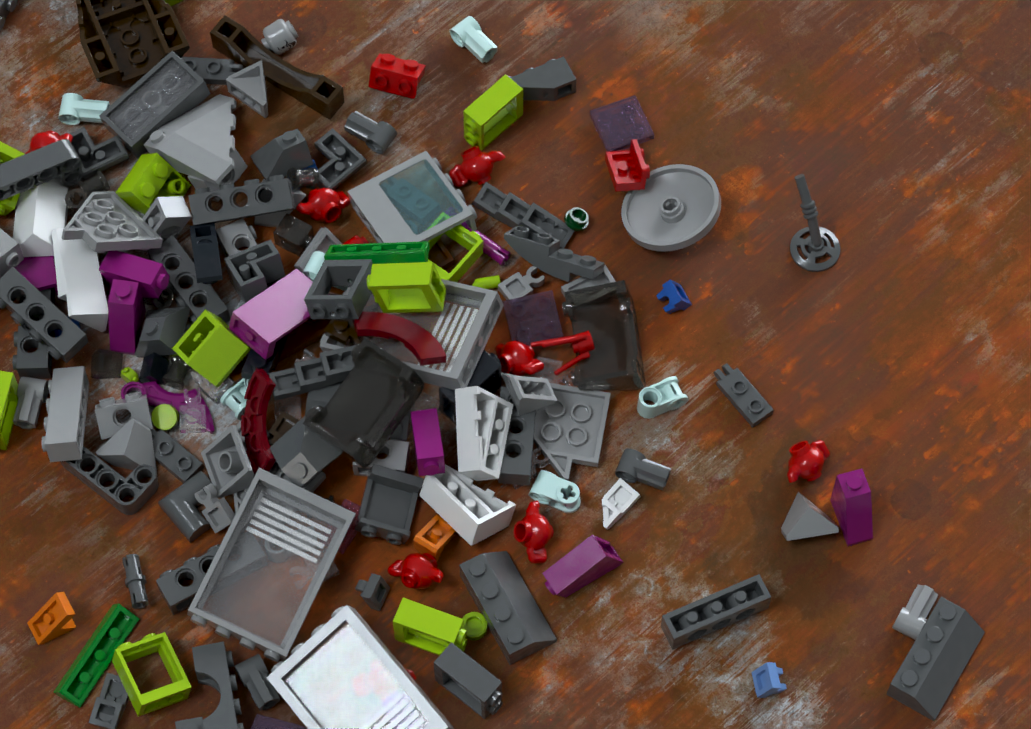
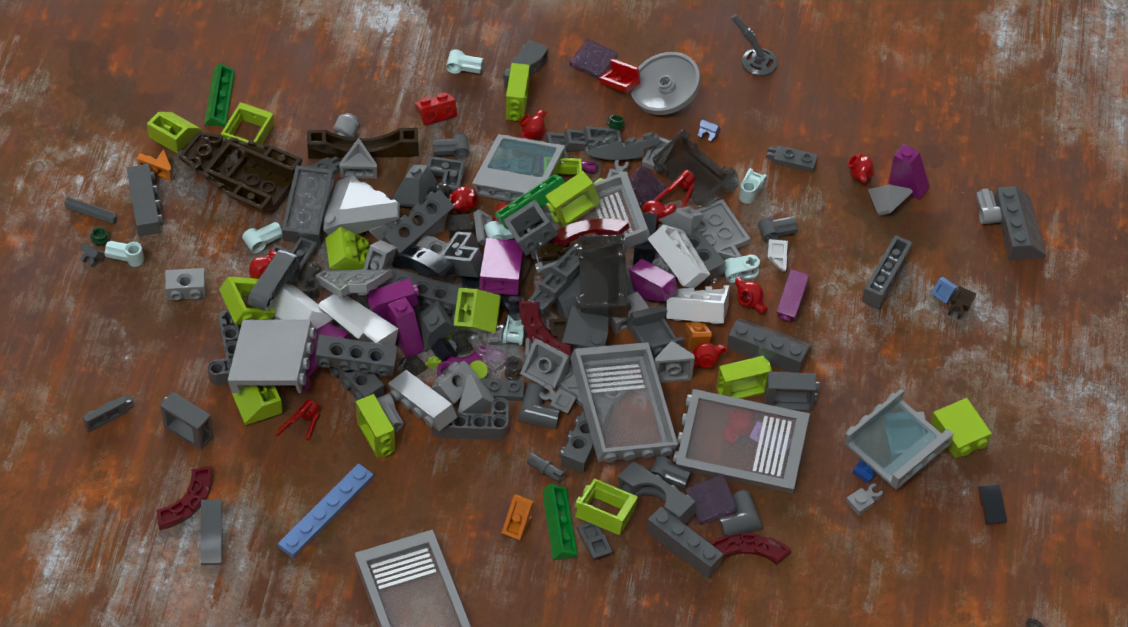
camera: 40 degrees left, 10 degrees down
(200, 440) = (516, 365): none -> clear smoke bush
(365, 554) = (674, 364): none -> light grey slope
(374, 591) = (687, 384): dark grey tile -> none
(777, 706) = (961, 301): none -> dark brown plate

